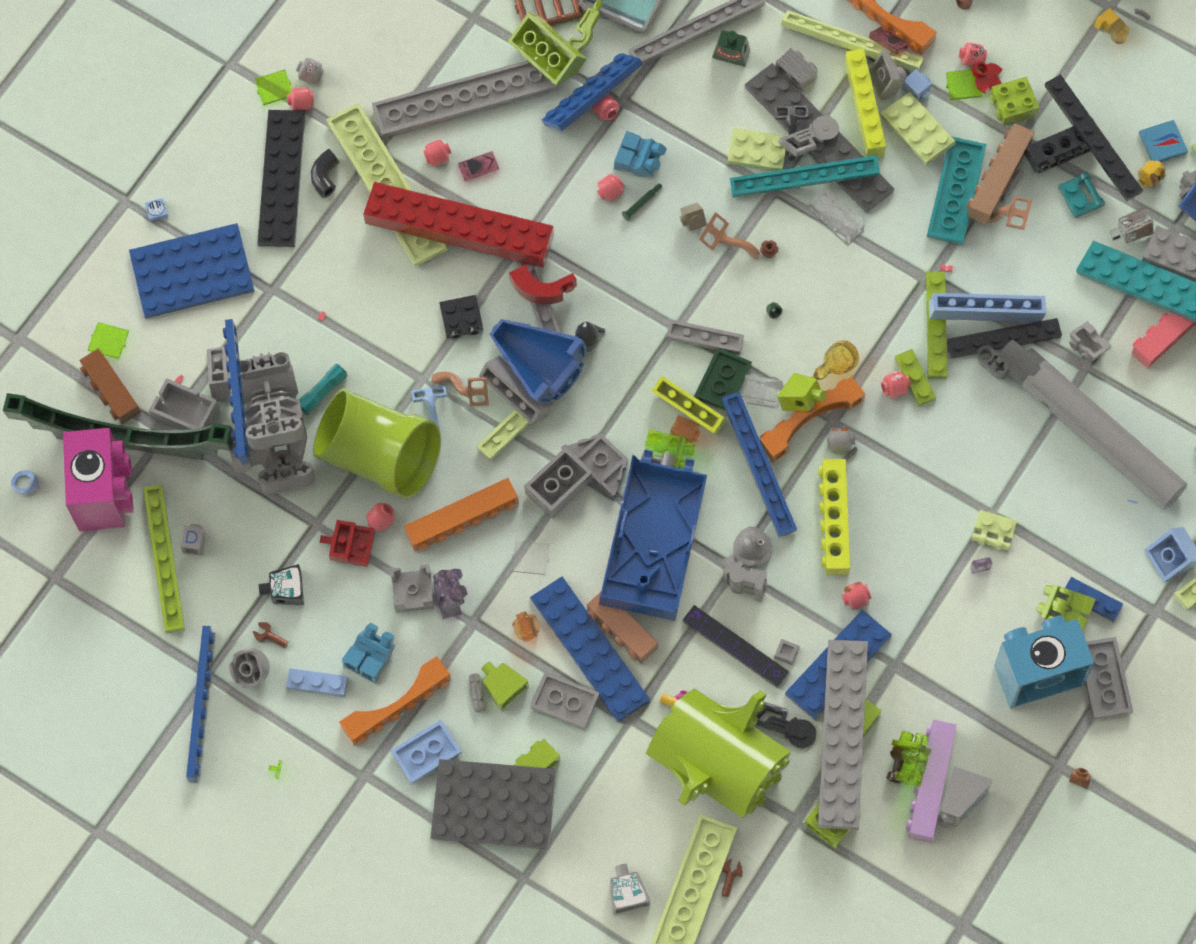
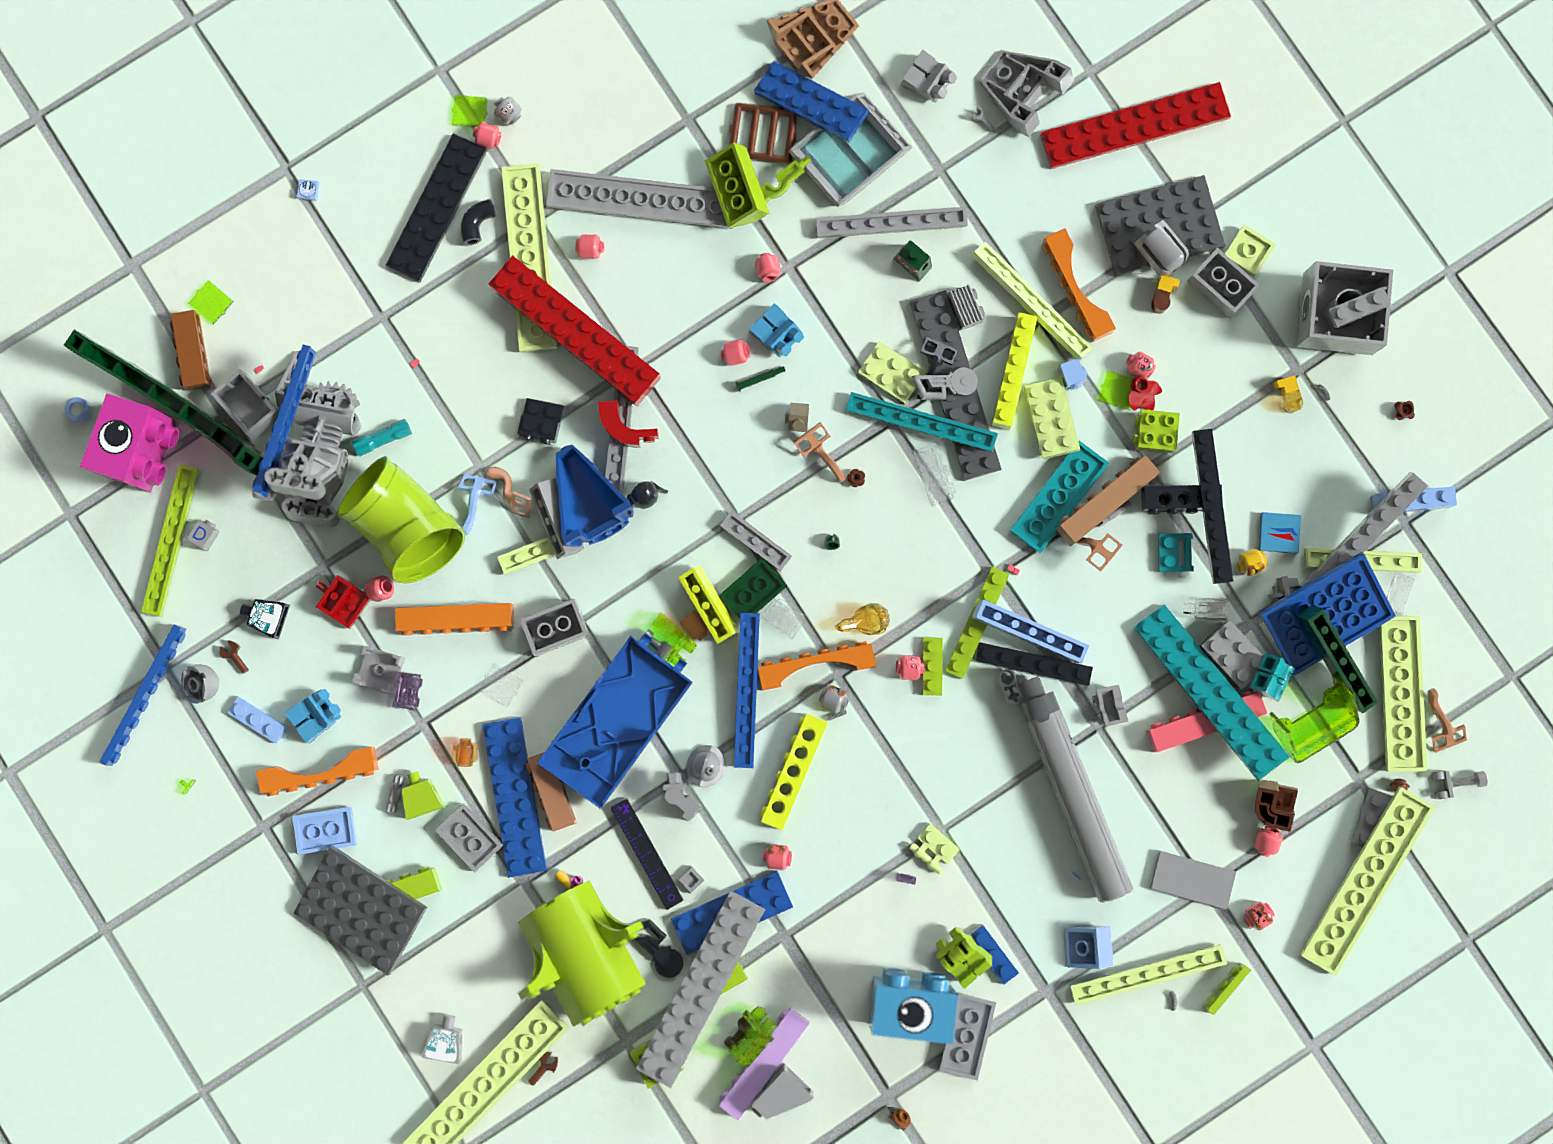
camera: 25 degrees right, 15 degrees up
(191, 270) = (314, 265): blue plate -> none
(478, 166) = (623, 275): clear pink tile -> none
(591, 92) = (761, 247): blue plate -> none
(602, 459) = (604, 621): light grey wing -> none
(800, 393) = (816, 640): lime torso -> none
(886, 75) = (1047, 352): light grey slope -> none
(888, 40) = (1067, 316): clear pink tile -> none

